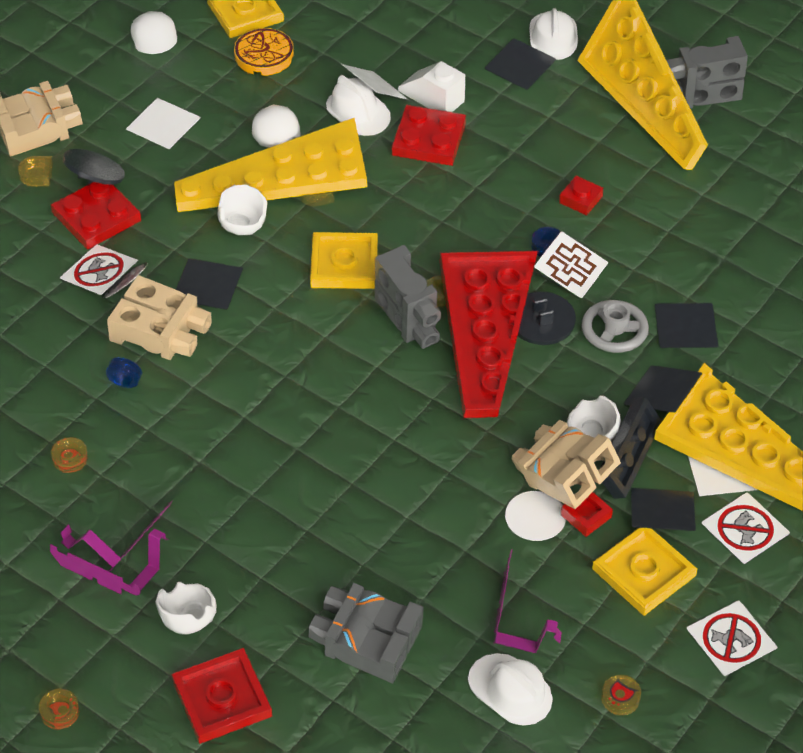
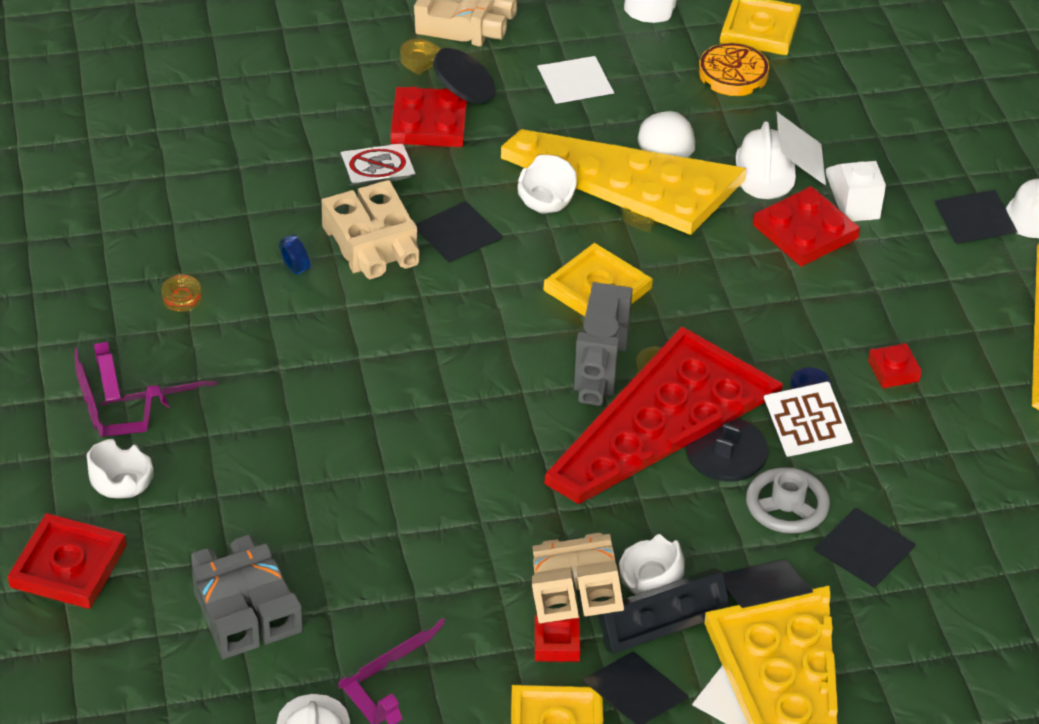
camera: 40 degrees right, 5 degrees down
(535, 516) = (508, 612): white sticker -> none

